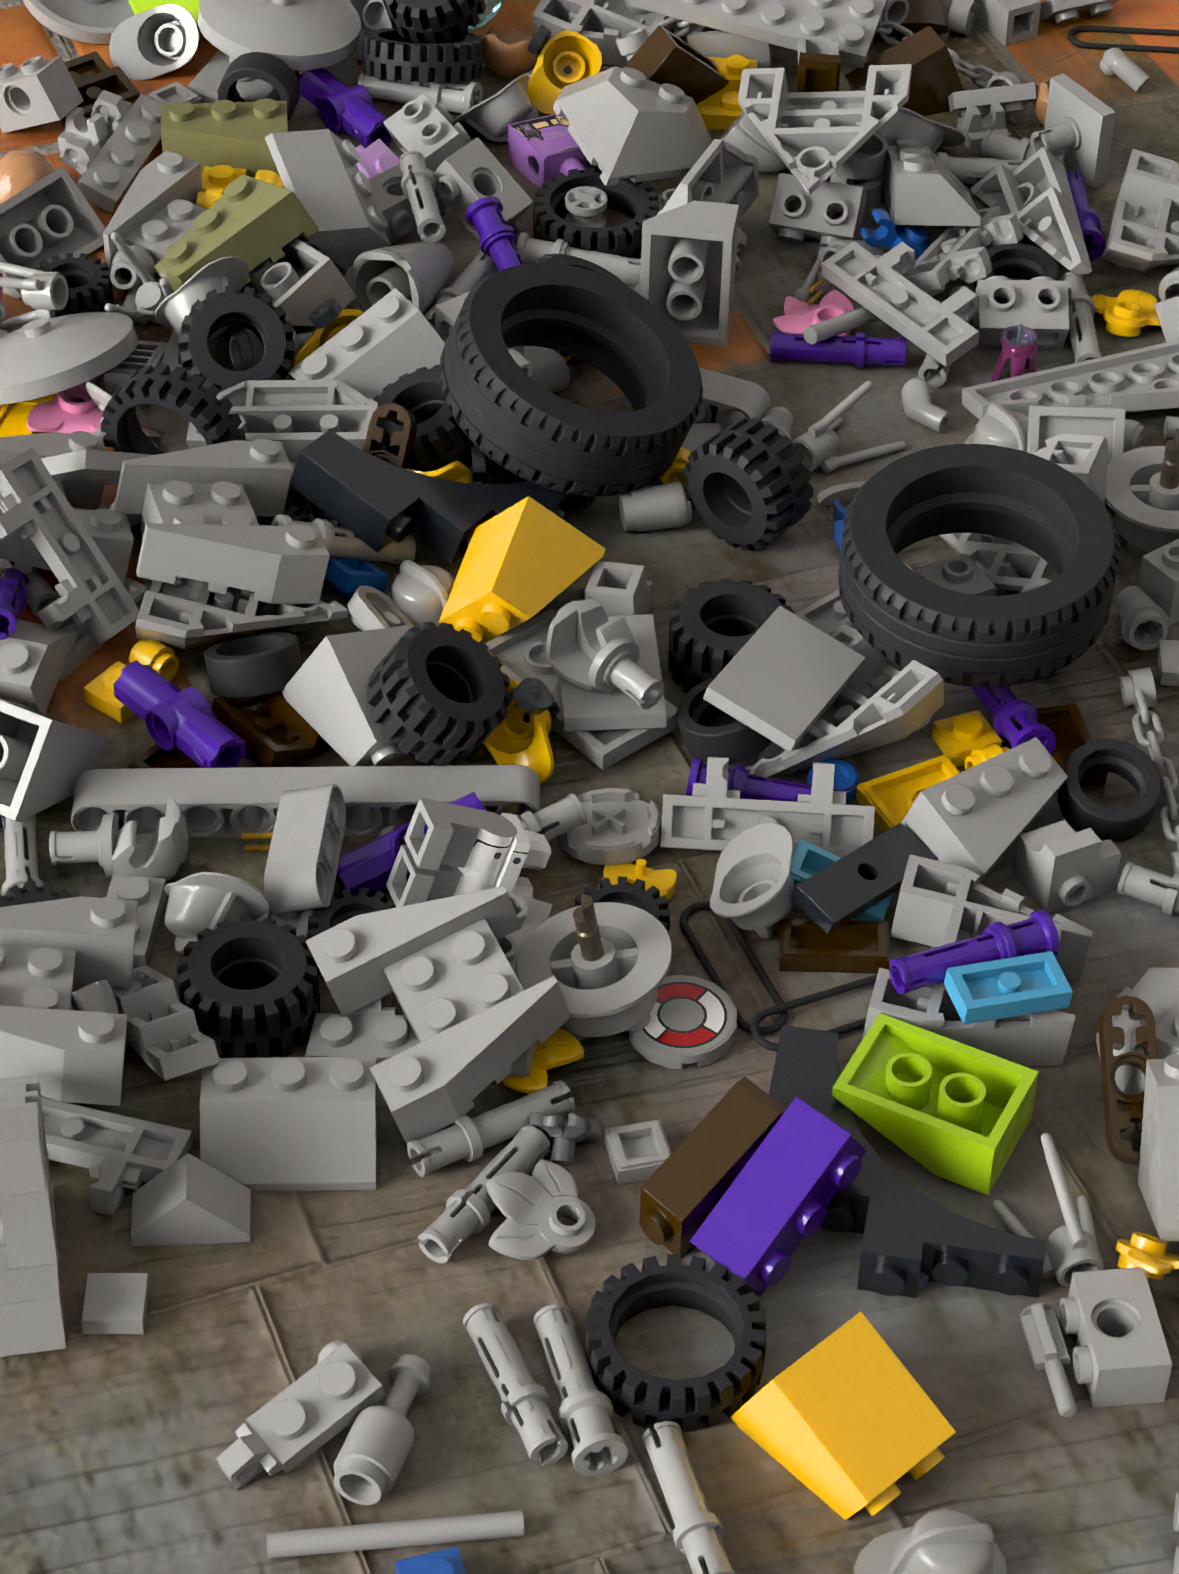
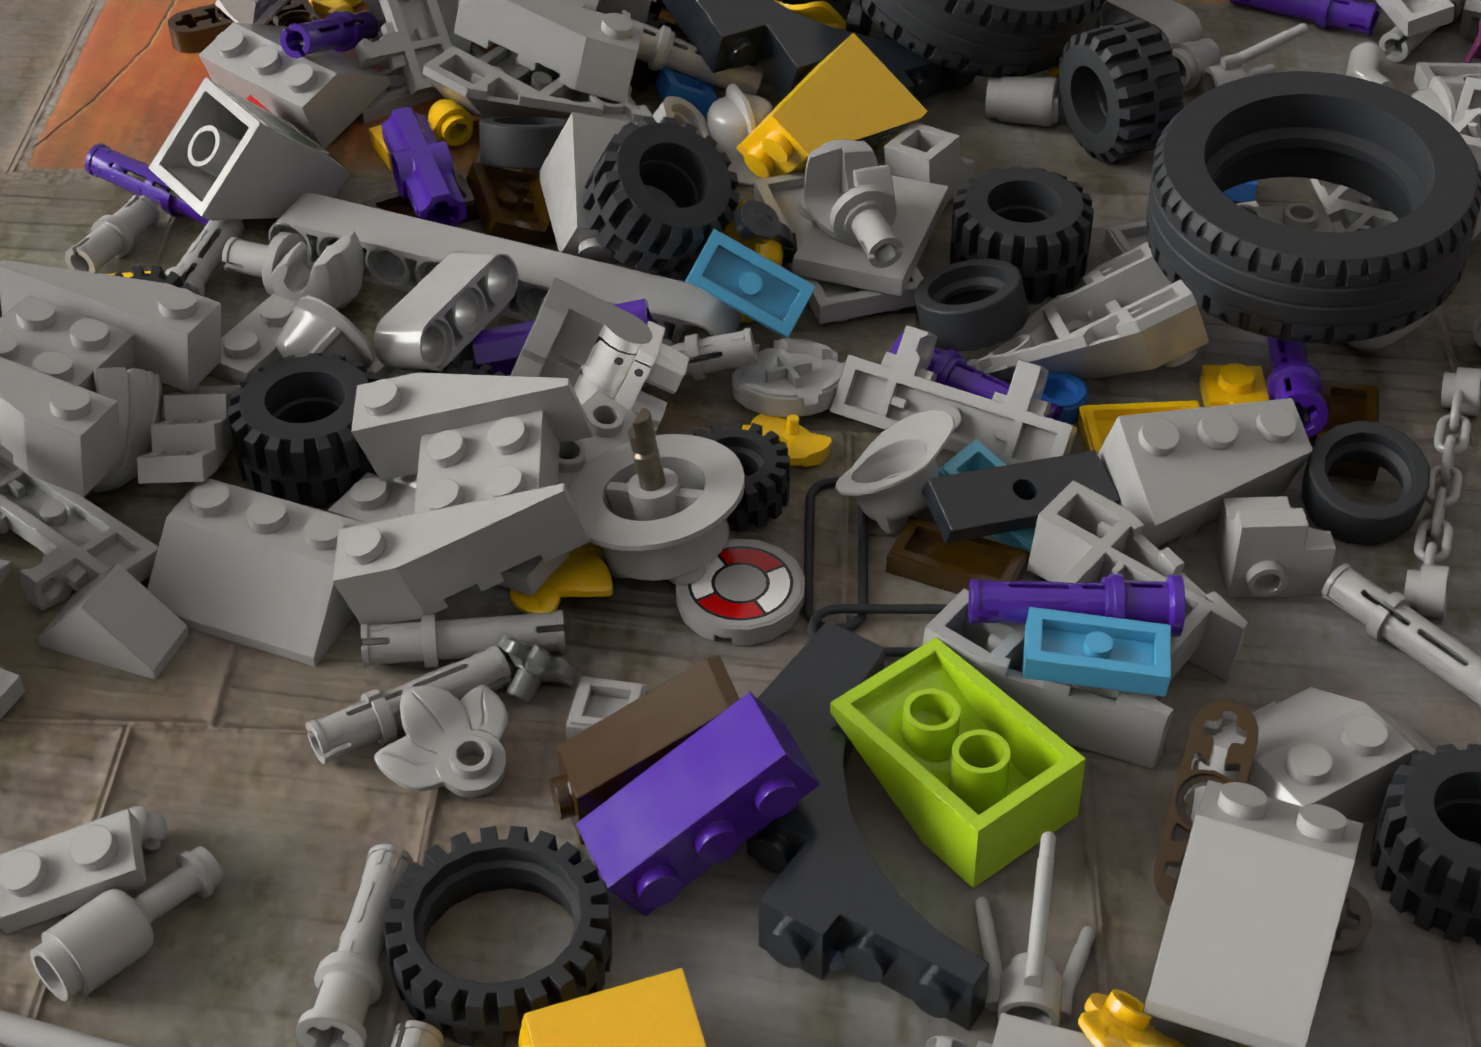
camera: 25 degrees right, 0 degrees up
(523, 1400) = (294, 940): light grey pin -> none
(548, 752) = (750, 283): none -> dark azure plate
(784, 678) = (1039, 272): light grey tile -> none

